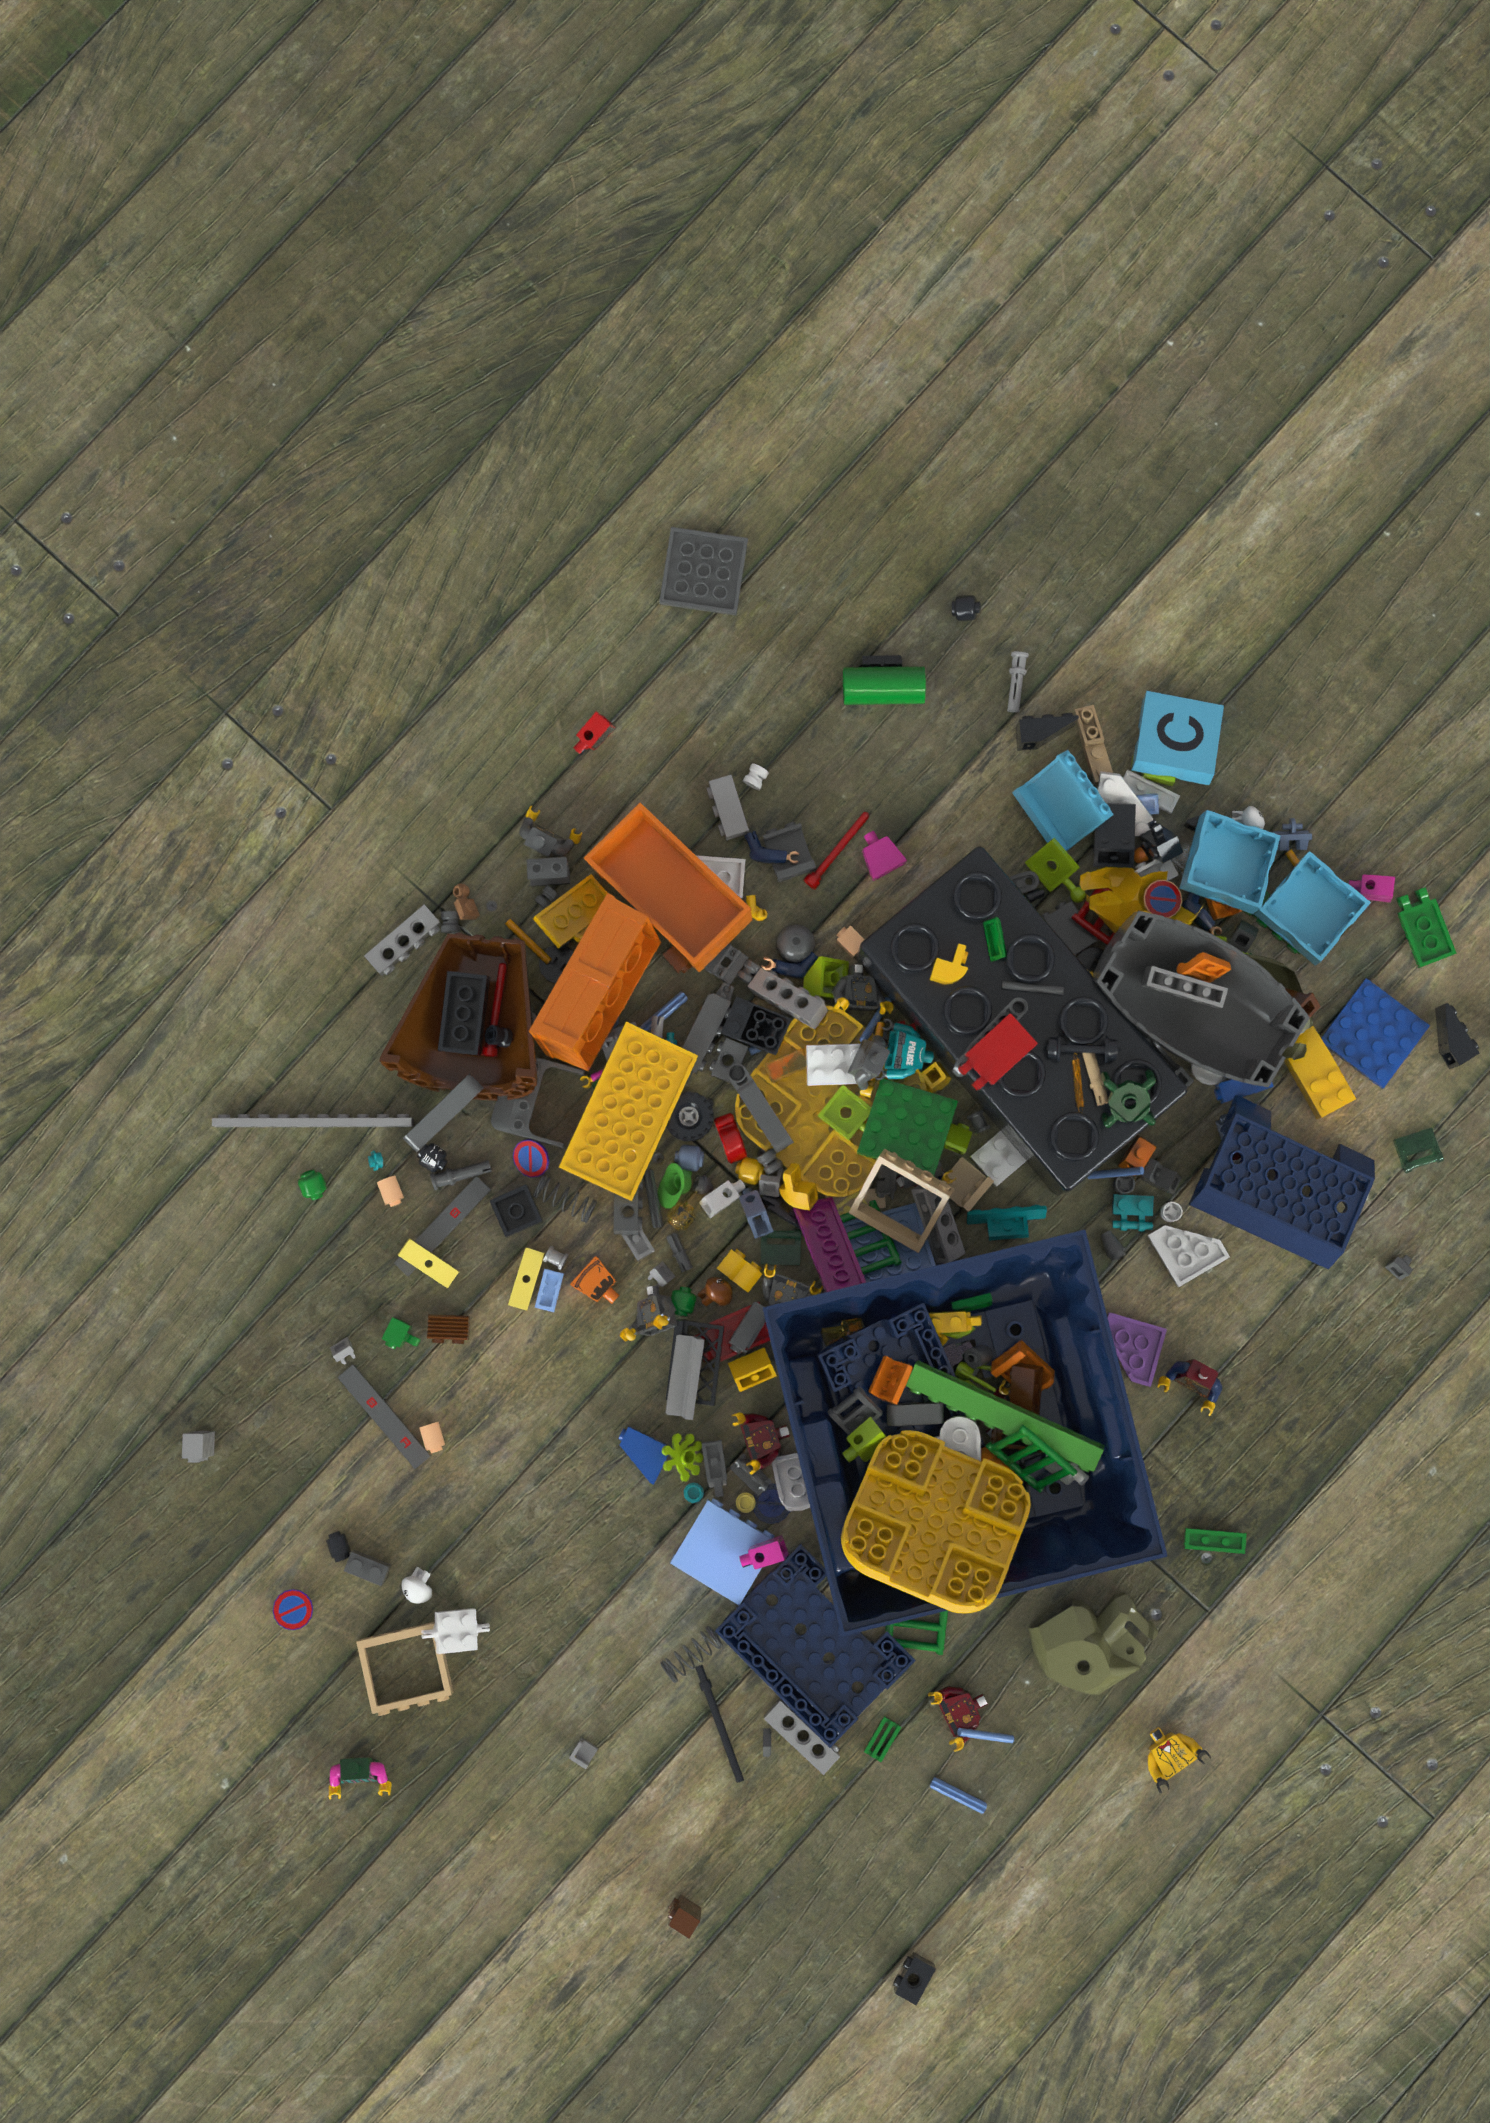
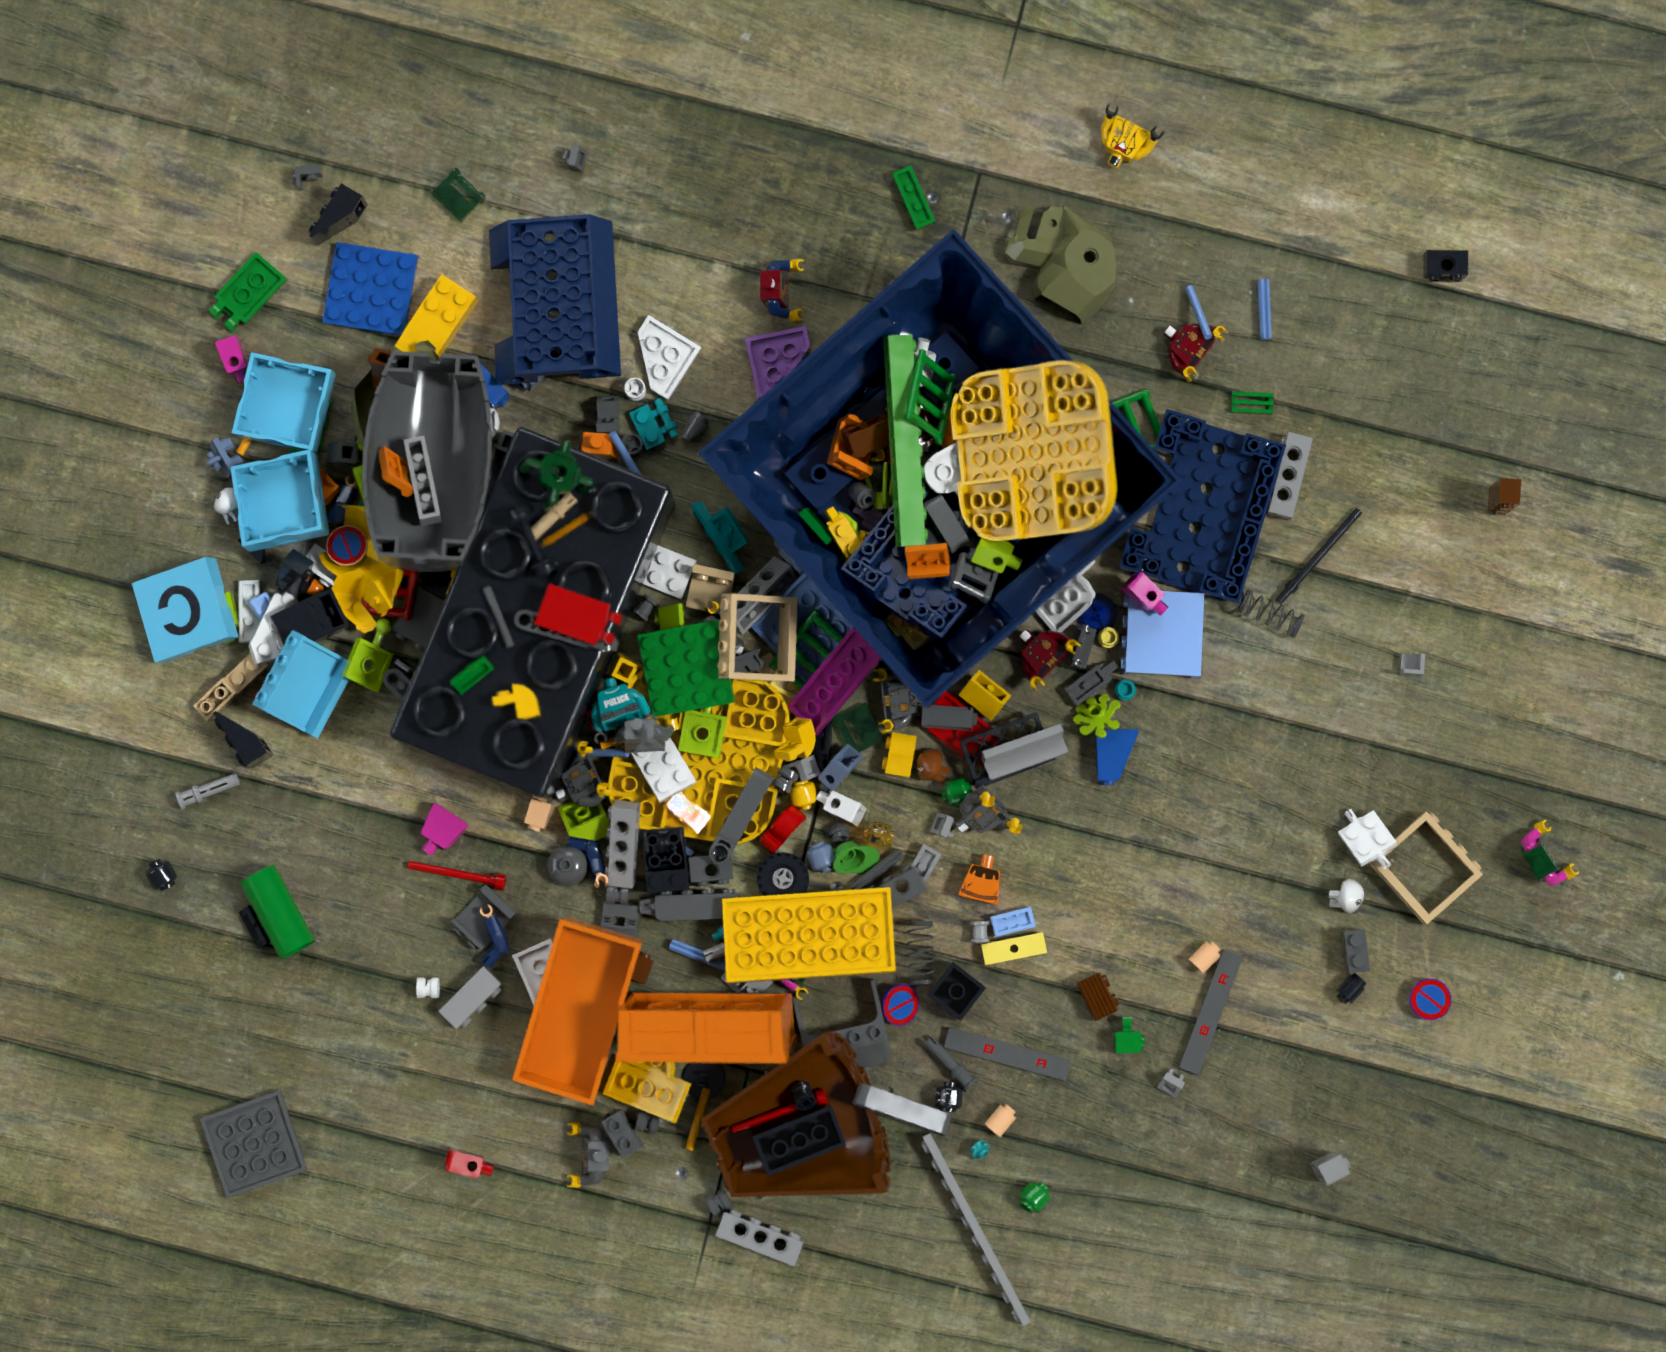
camera: 115 degrees left, 0 degrees up
(438, 1269) = (1048, 1036): light yellow tile -> none
(465, 907) = (696, 1195): medium nougat plate -> none
(679, 1252) = (913, 820): dark grey axle -> none
(757, 913) = (556, 914): yellow arm -> none
(766, 1742) = (1313, 503): dark grey tile -> none

